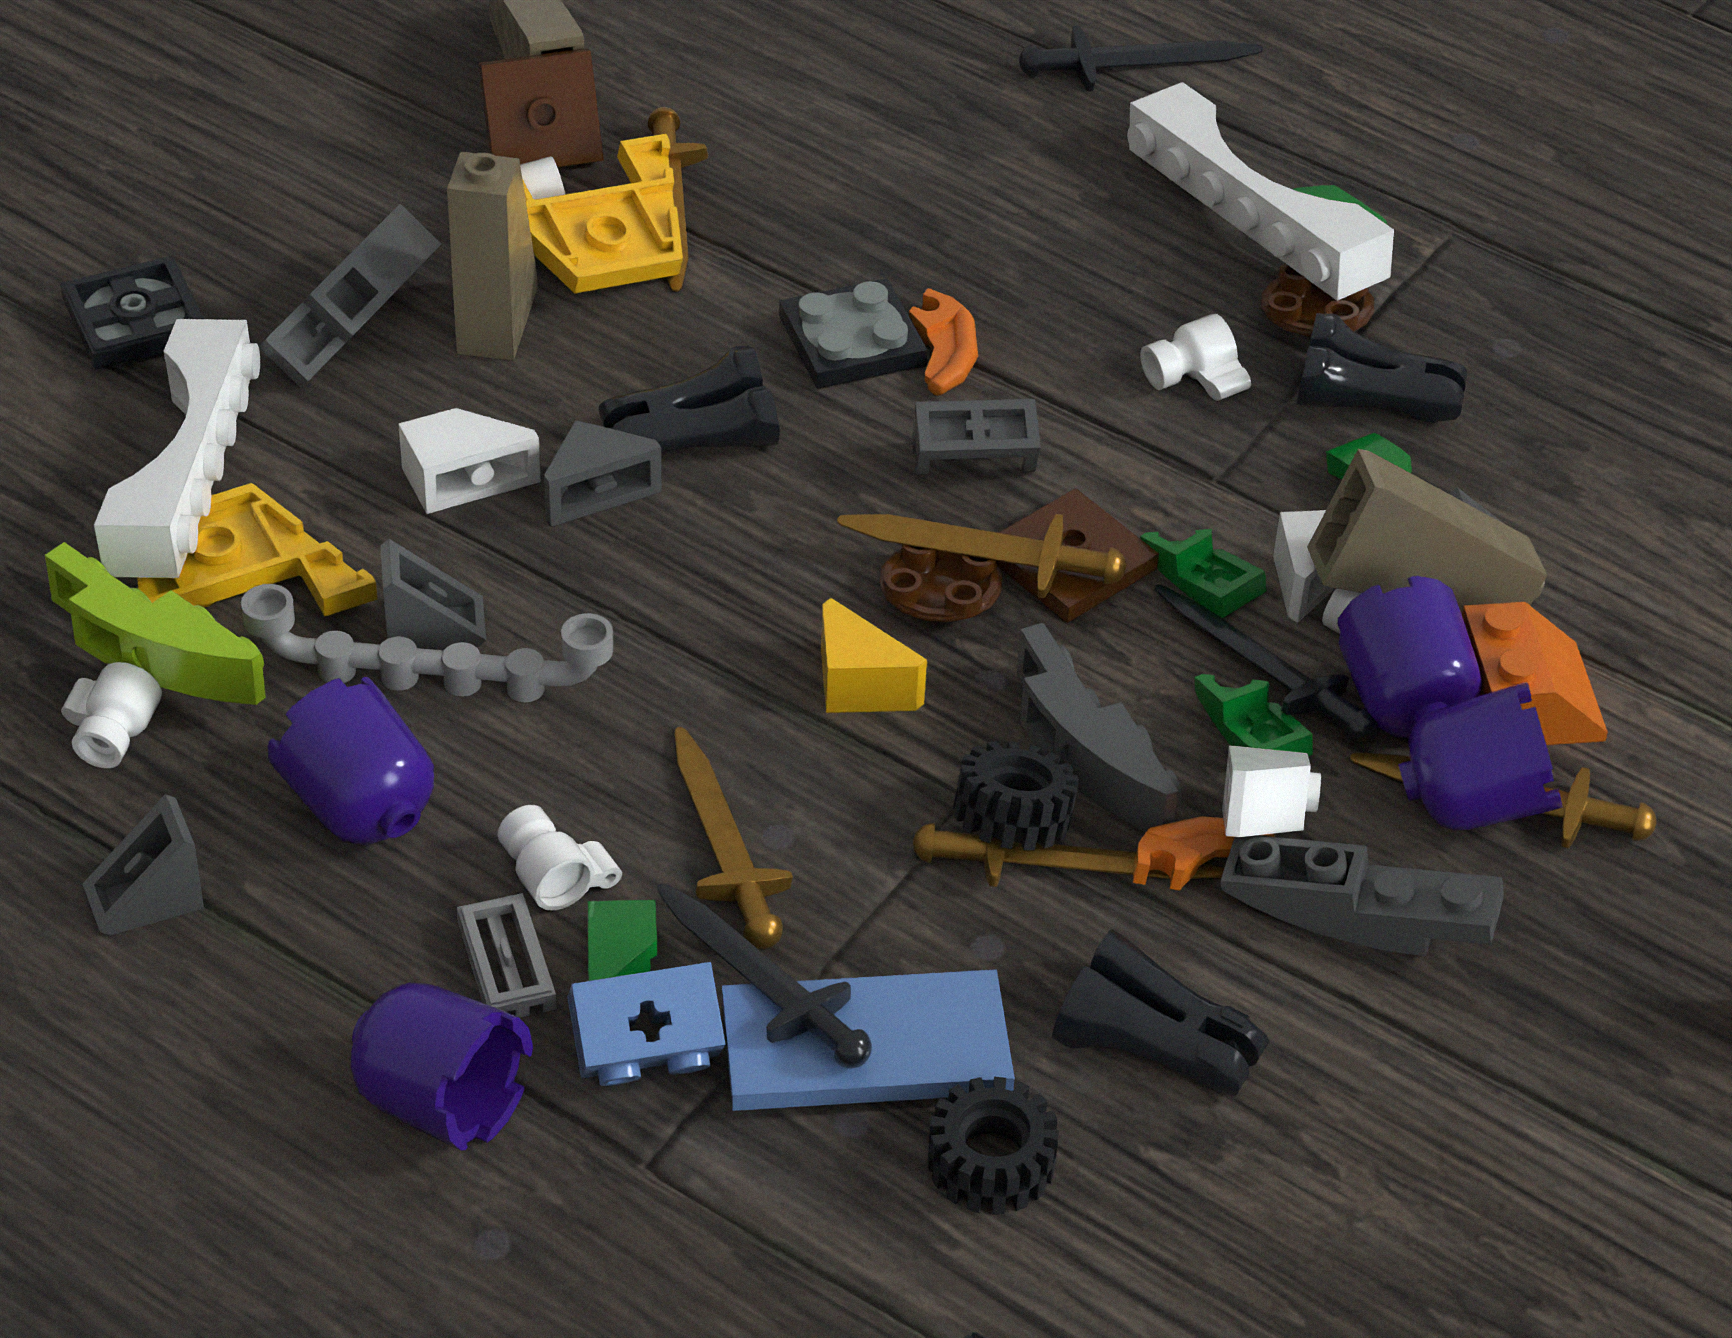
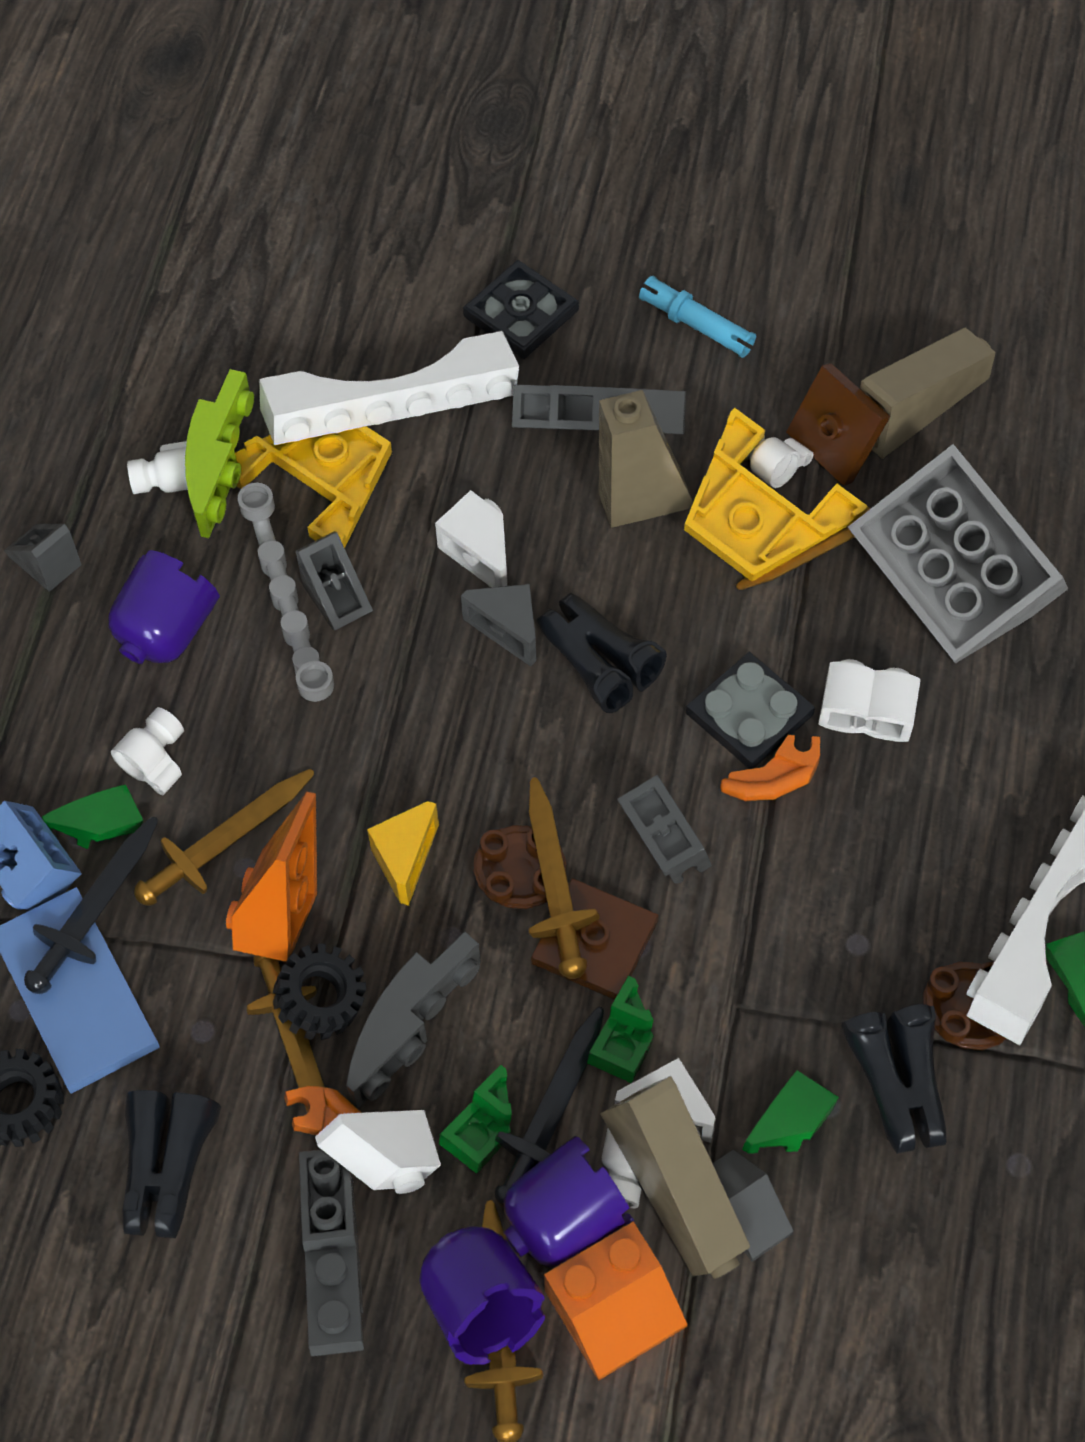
camera: 70 degrees right, 15 degrees up
(255, 182) = (683, 308): none -> medium azure pin
(516, 997) = (73, 767): light grey tile -> none
(777, 90) = (958, 555): none -> light grey slope
(868, 743) = (278, 888): none -> orange slope
(909, 234) = (869, 700): none -> white brick
(1203, 352) = (856, 942): white piece -> none

